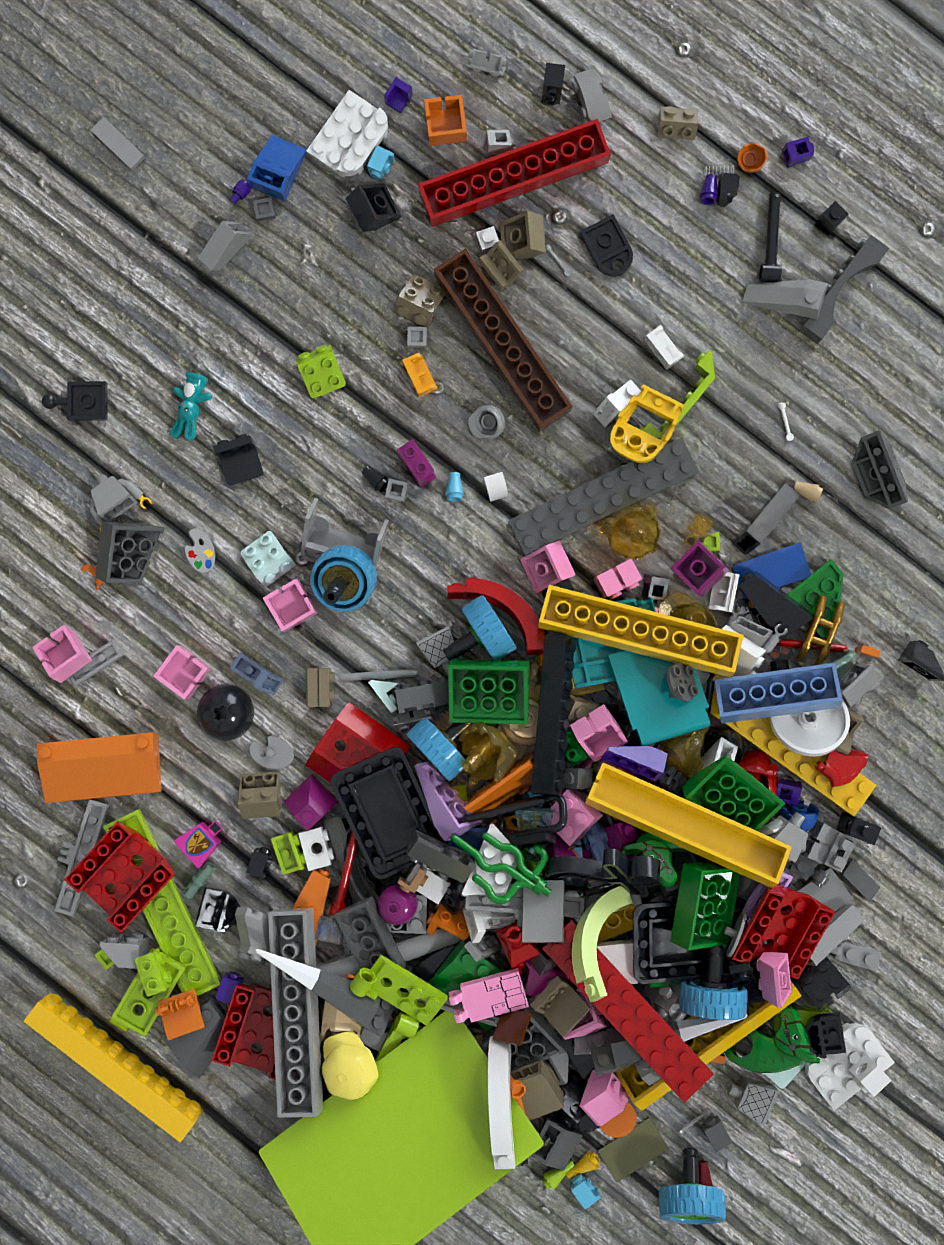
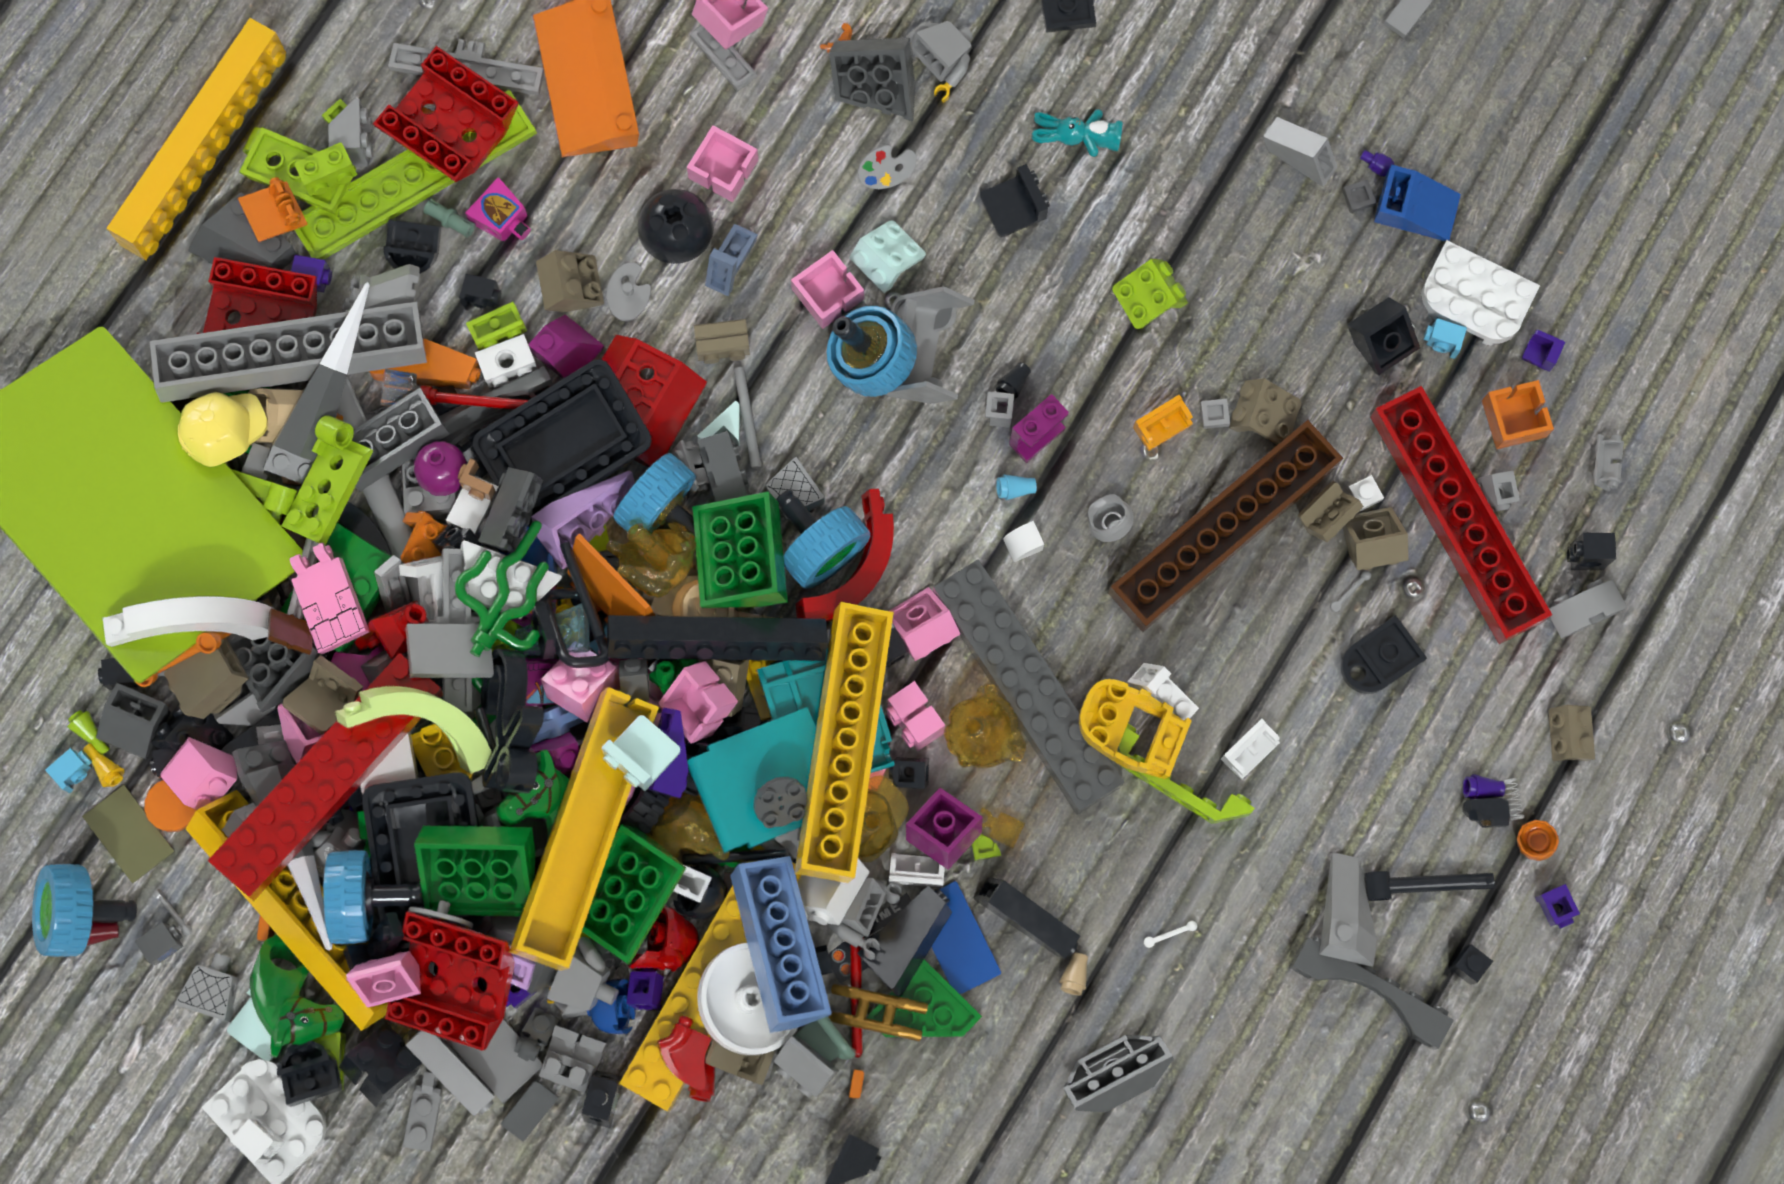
camera: 80 degrees right, 10 degrees down
(639, 779) = (641, 752): none -> light aqua bracket

